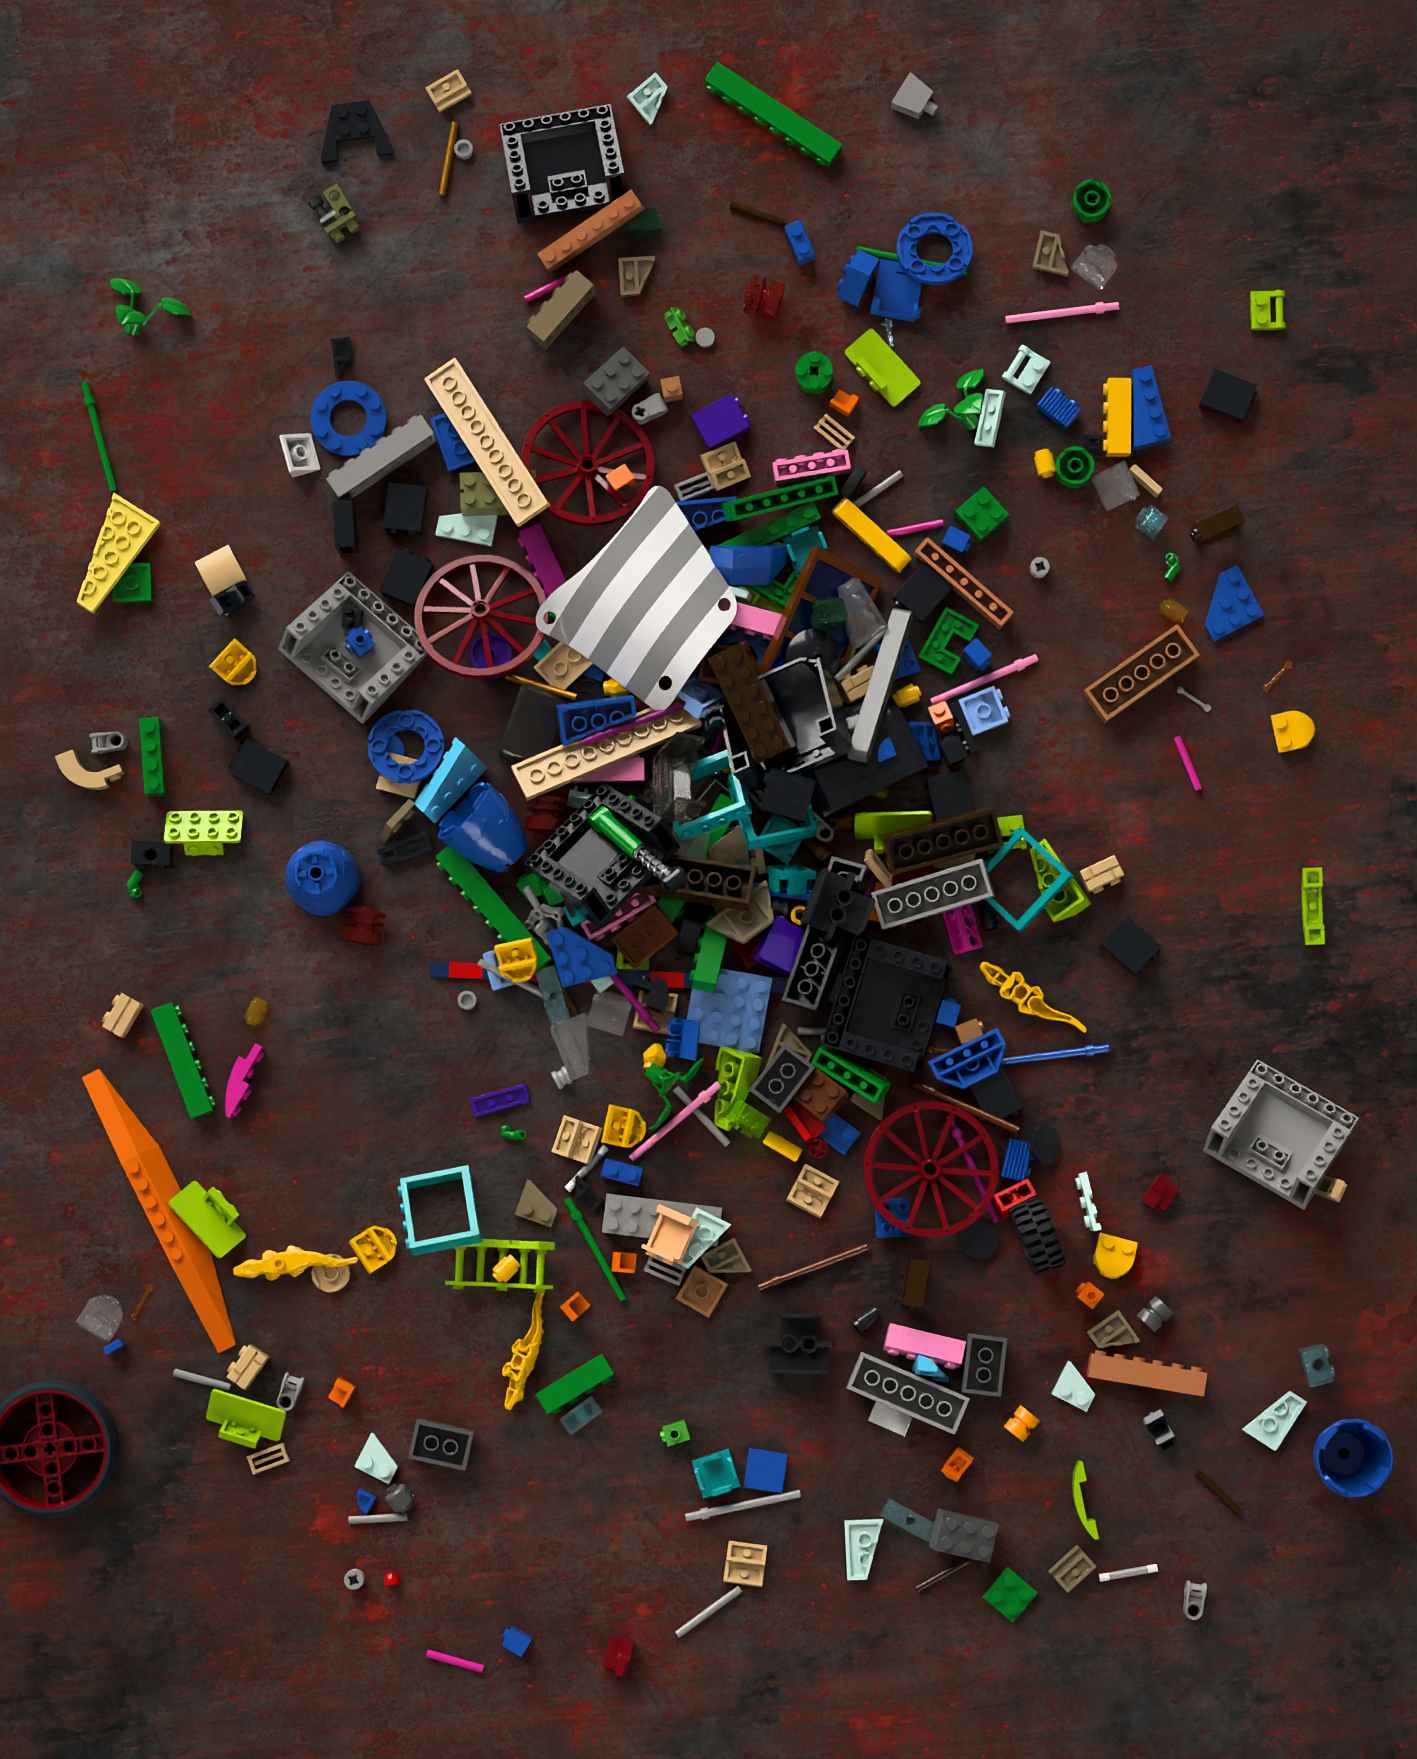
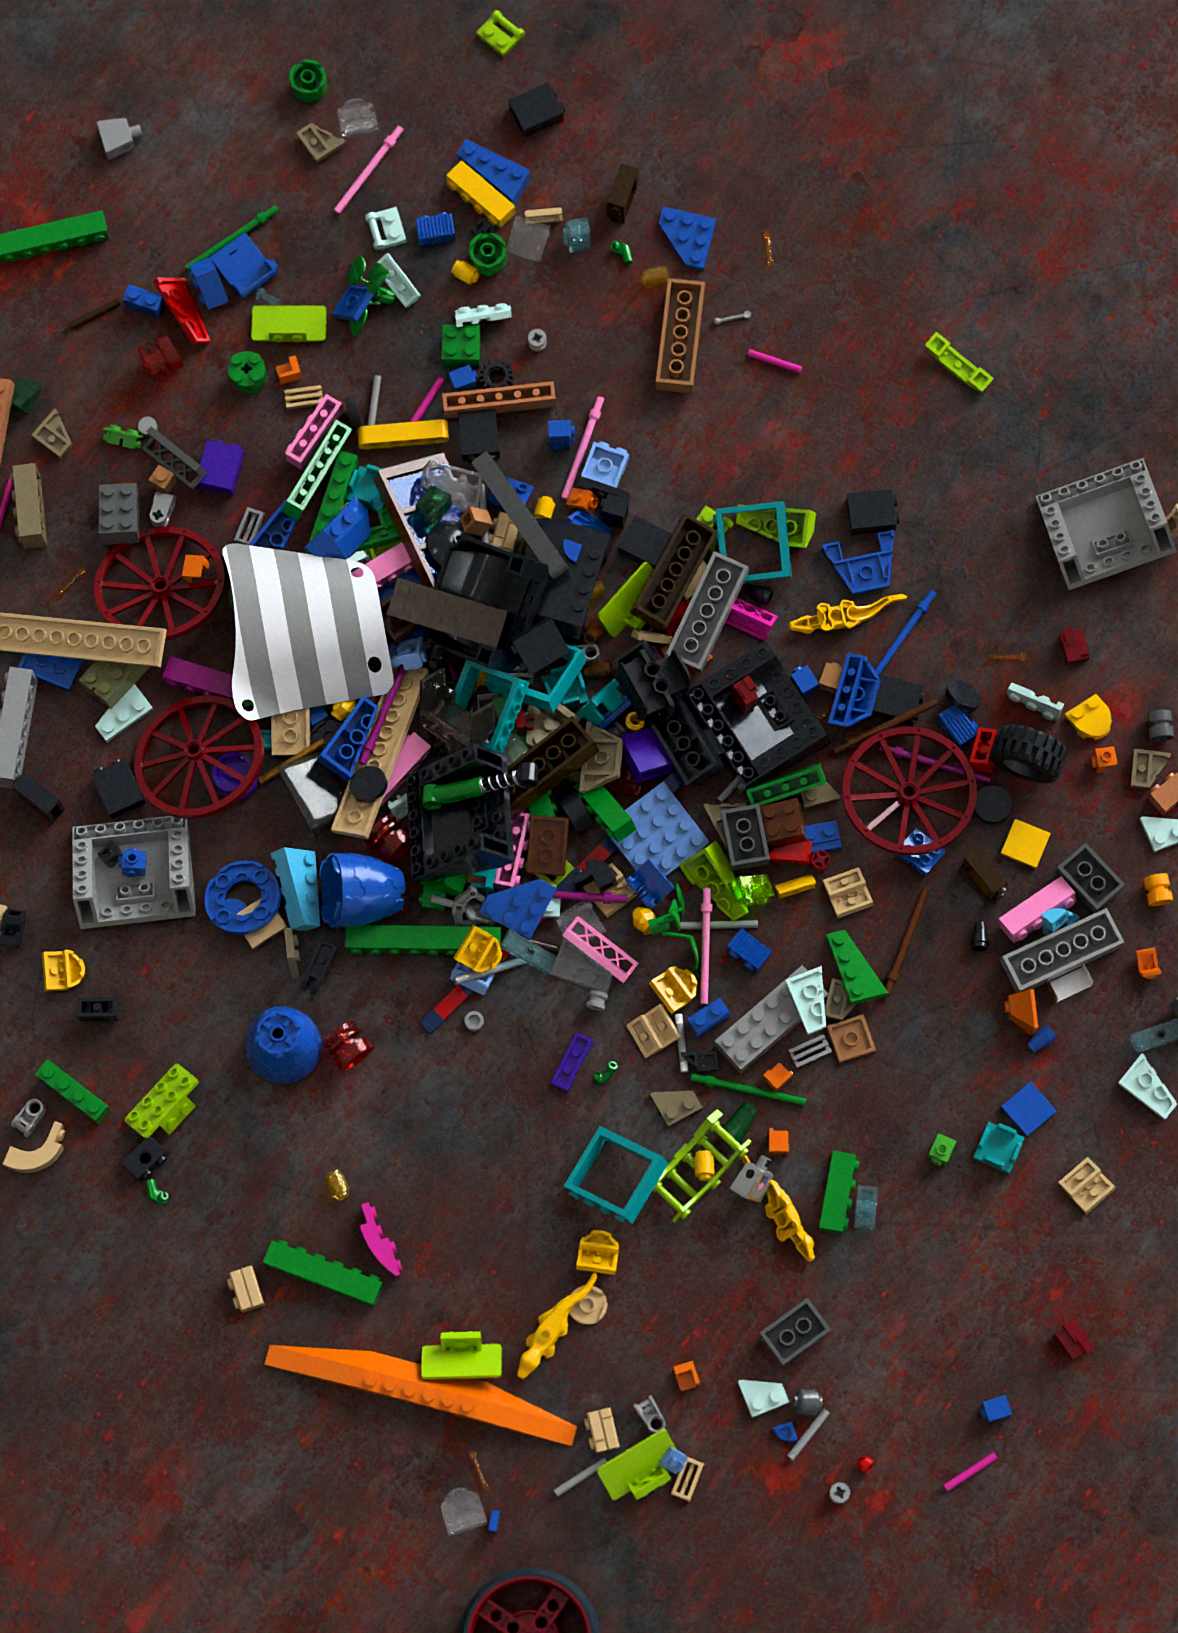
camera: 50 degrees left, 10 degrees down
(258, 766) = (154, 1021): black brick -> none
(271, 1437) = (673, 1460): none -> medium blue tile
(405, 509) = (66, 745): black brick -> none
(518, 394) = (60, 593): none -> clear orange hinge
(525, 1315) = (753, 1180): none -> light grey torso
(562, 1265) = (740, 1121): none -> dark green plant
(569, 762) = (368, 784): none -> black tile
(594, 1046) = (595, 954): none -> bright pink fence
(670, 1235) = (789, 1016): light nougat panel -> none
(699, 382) = (175, 452): none -> dark grey fence
(700, 1156) = (748, 950): none -> blue brick
(705, 1513) = (1022, 1181): light grey bar -> none
(708, 1611) = (1099, 1244): light grey bar -> none
(720, 832) = (521, 722): none -> dark red tile
(725, 465) = (254, 492): tan slope -> none
(753, 1252) = (855, 972): none -> green wing
(799, 1359) = (966, 1007): black piece -> none
(821, 277) = (181, 303): none -> red wing
(827, 1434) = (1041, 1039): none -> blue cone
(835, 1402) = (1022, 1010): none -> orange slope
(846, 656) = (476, 521): none -> medium nougat brick
(893, 979) = (744, 694): none -> dark red piece
(934, 648) = (528, 463): green plate -> none
(937, 224) = (235, 192): blue plate -> none
(940, 401) = (352, 303): none -> blue tile
(970, 1291) = (1025, 843): none -> yellow tile
(987, 554) = (496, 367): none -> black tyre
(1017, 503) = (476, 315): none -> light aqua wing
(1077, 982) = (864, 572): none -> blue wing
(1100, 874) = (800, 487): tan brick -> none
(1118, 1160) = (1023, 656): none -> clear orange hinge
(1292, 730) = (818, 270): yellow slope -> none

